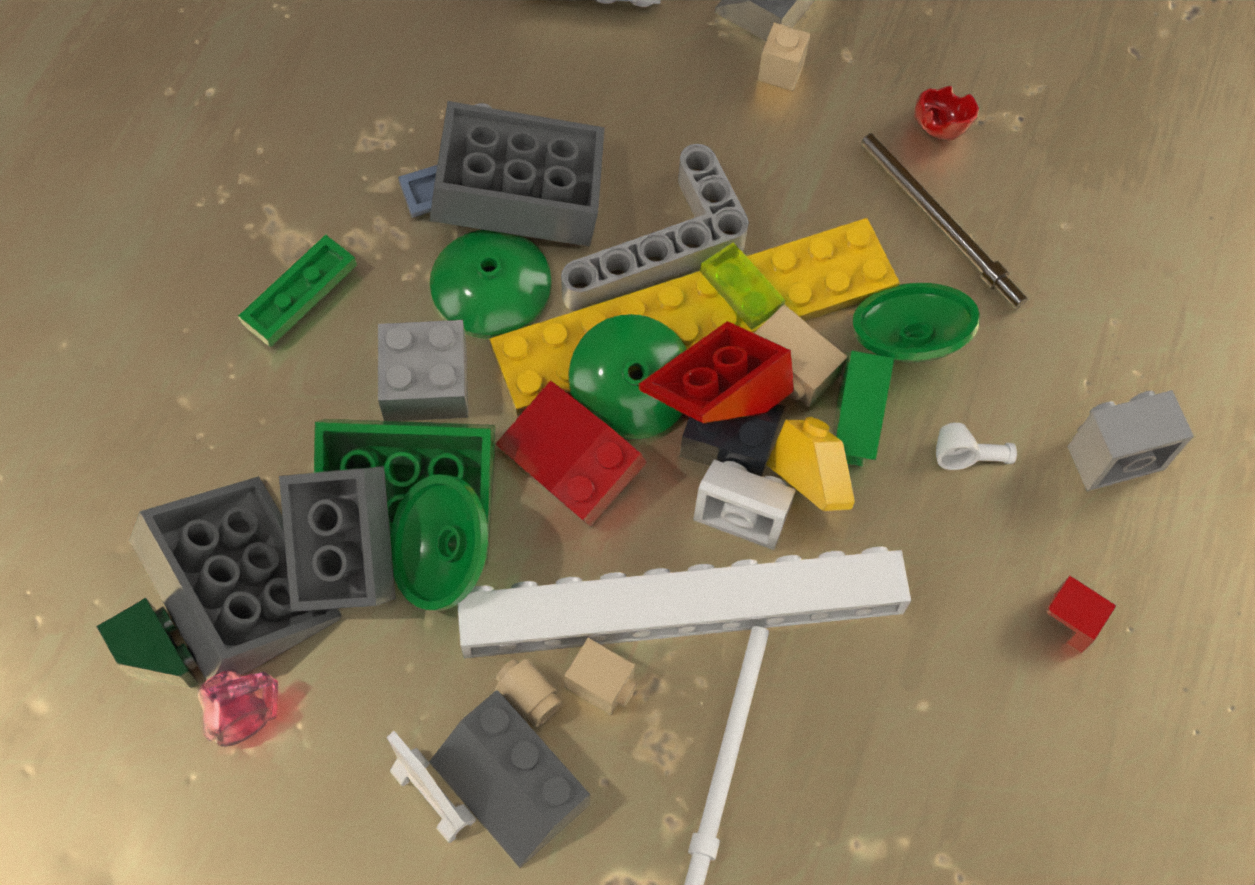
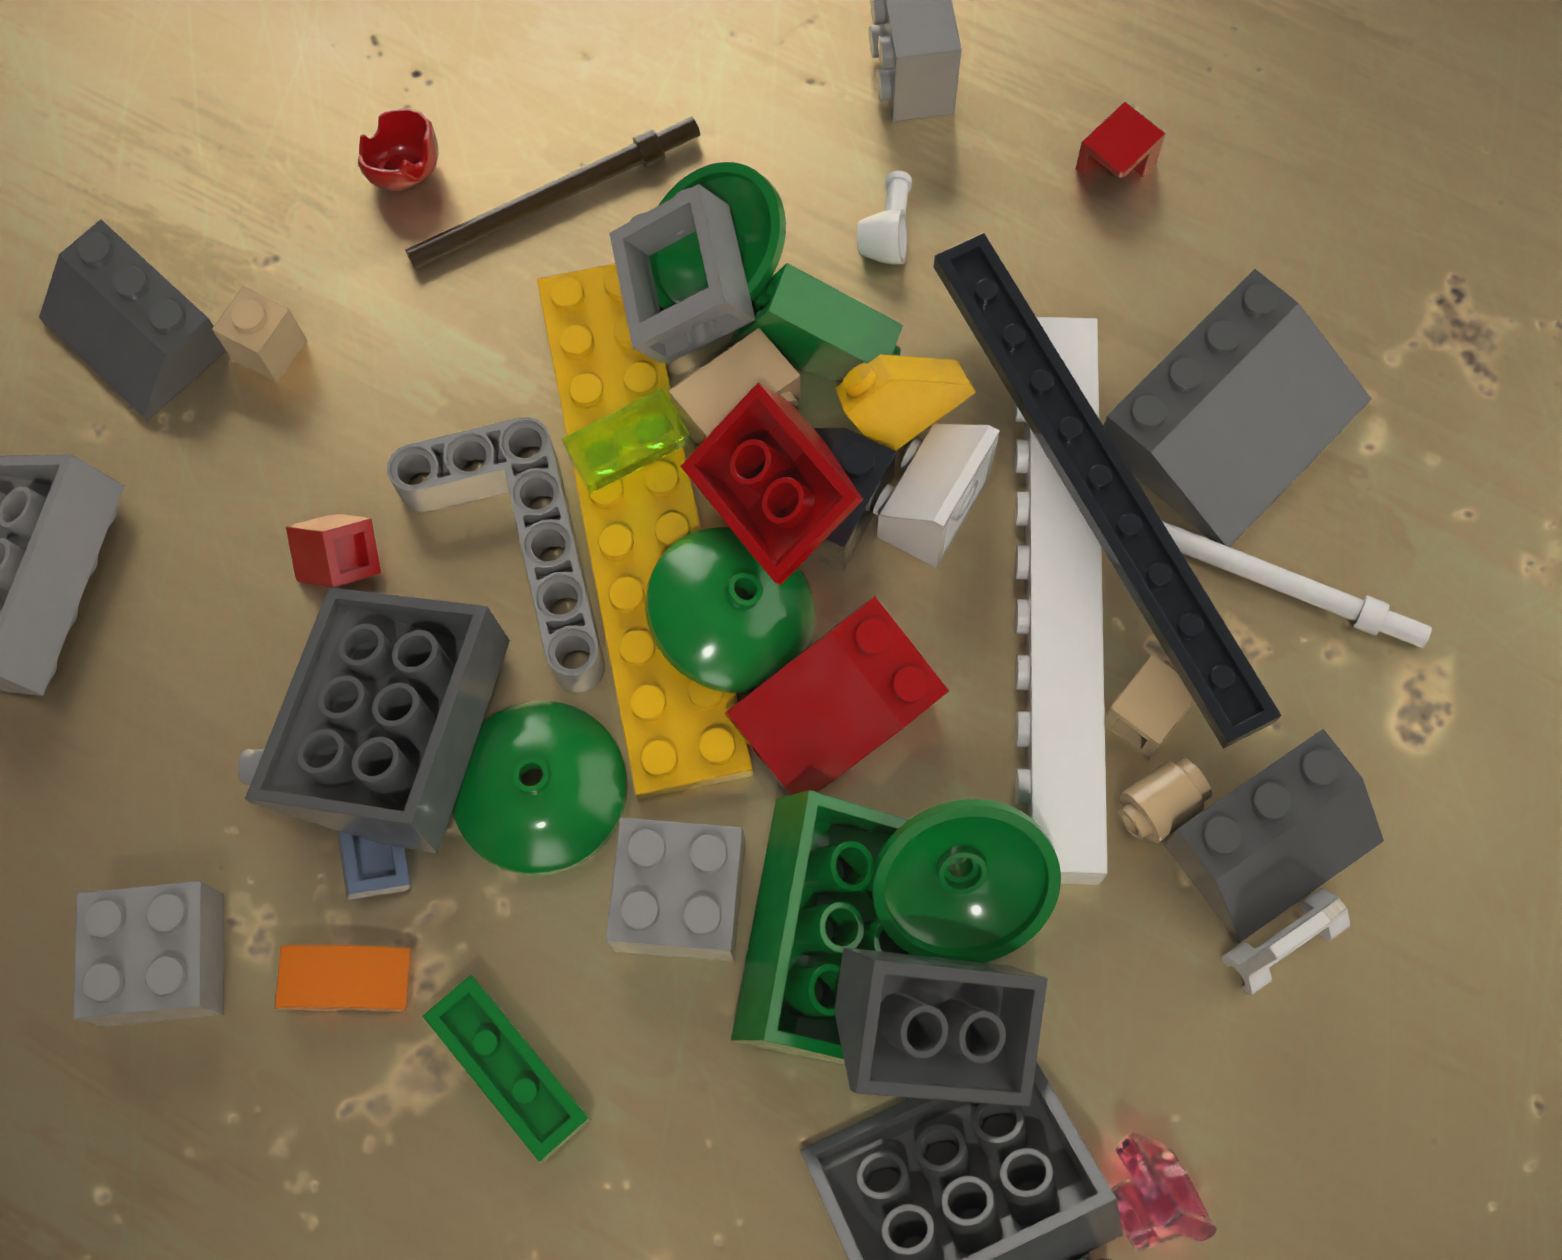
camera: 75 degrees left, 5 degrees up
(348, 189) = (342, 978): none -> orange slope
(351, 80) = (149, 954): none -> light grey brick
(636, 130) = (333, 550): none -> red panel
(757, 611) = (1107, 493): none -> black plate
(861, 726) = (1236, 410): none -> dark grey slope
(887, 318) = (701, 317): none -> light grey window

